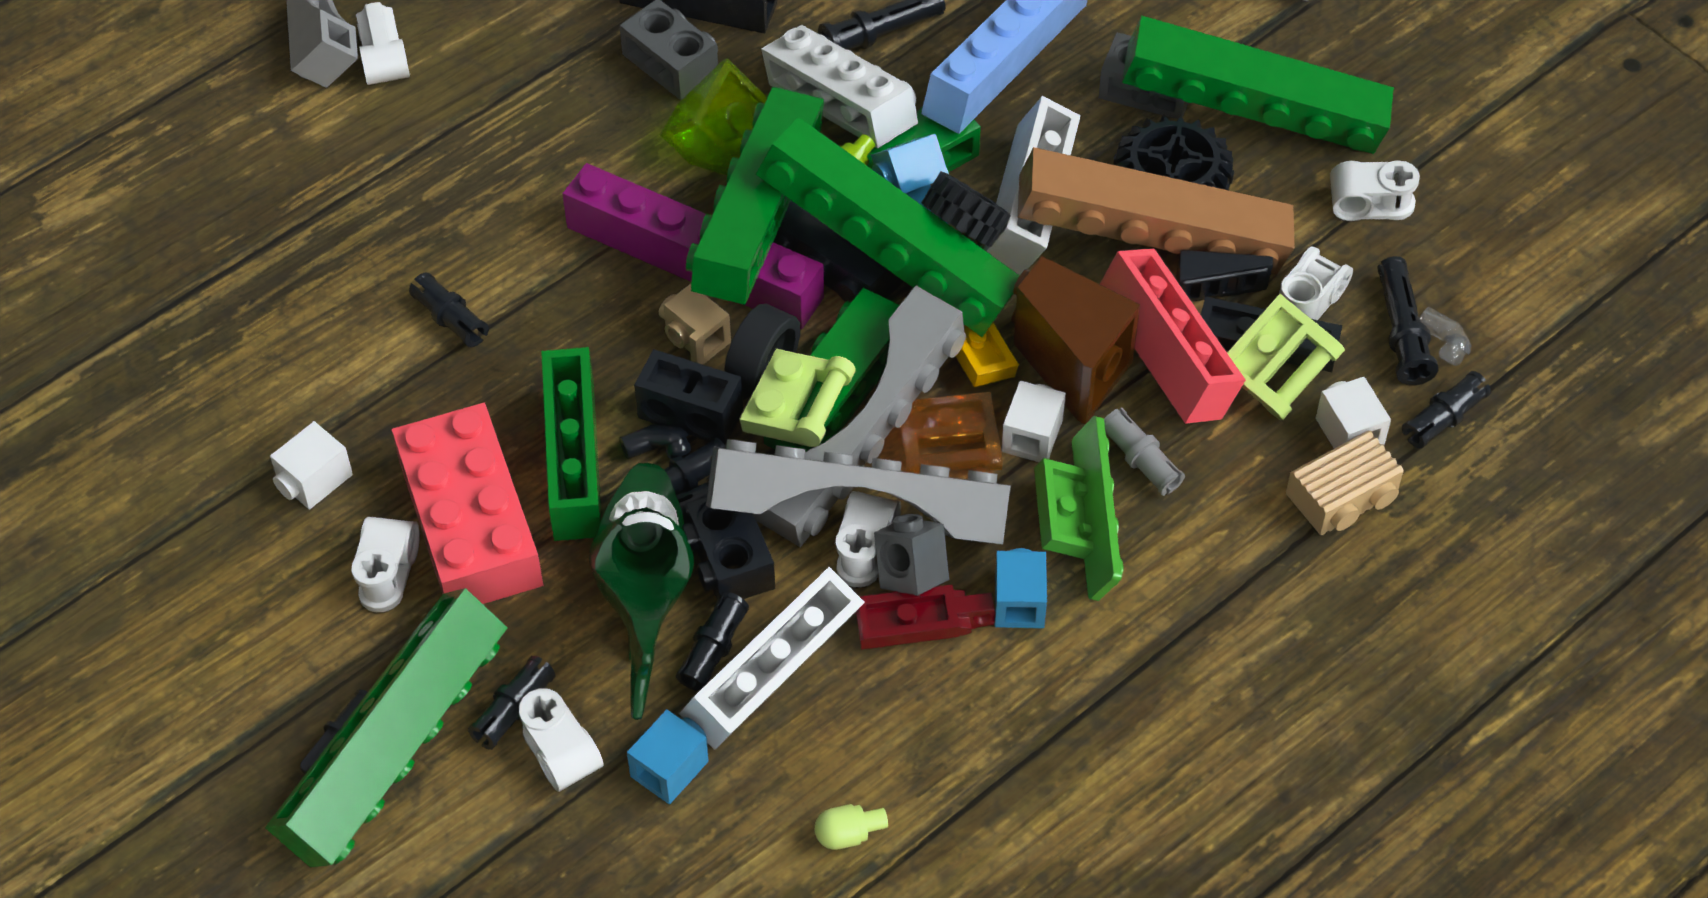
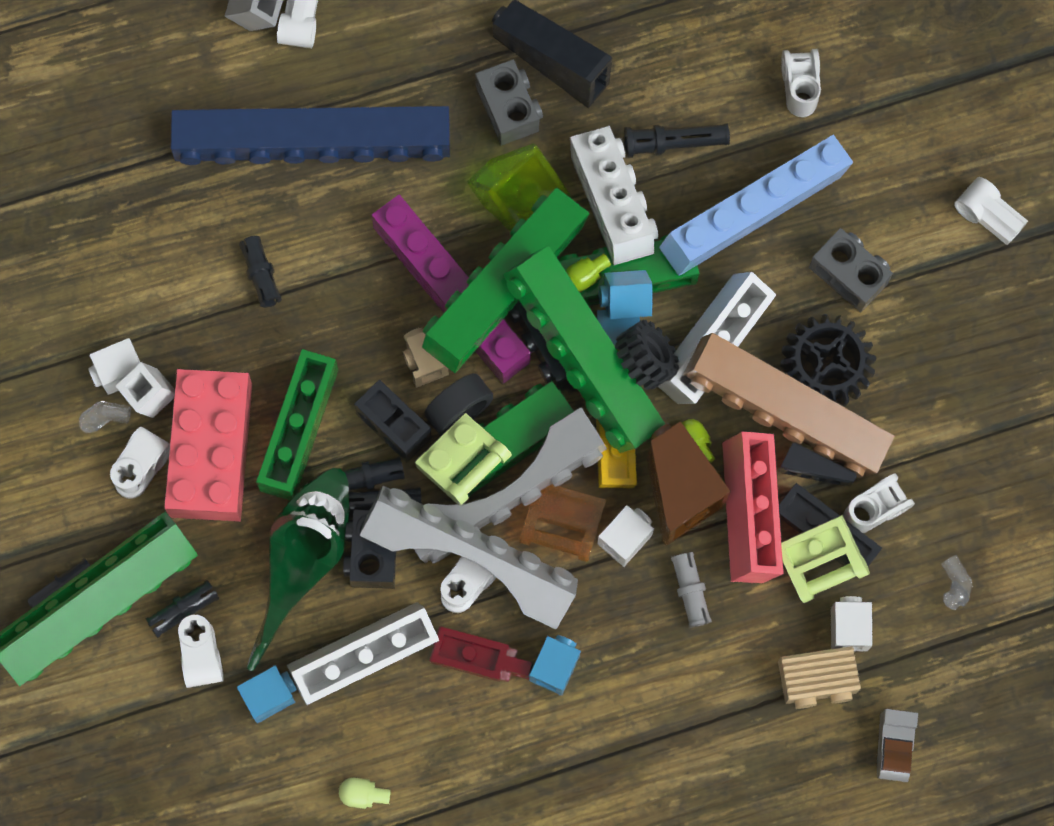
camera: 20 degrees right, 20 degrees up
(311, 527) = (101, 413): none -> clear arm
(360, 470) = (146, 390): none -> white brick
(446, 153) = (310, 134): none -> dark blue brick
(654, 437) = (363, 438): black arm -> none
(712, 641) = (332, 617): black pin -> none
(911, 555) = (489, 614): dark grey brick -> none
(1079, 508) = (623, 619): bright green bracket -> none
(1258, 85) = (919, 322): green brick -> none
(1370, 191) = (962, 438): white piece -> none
(1408, 335) = (927, 574): black pin -> none
(1446, 409) = (923, 645): black pin -> none
(1476, 519) = (896, 744): none -> light grey leg

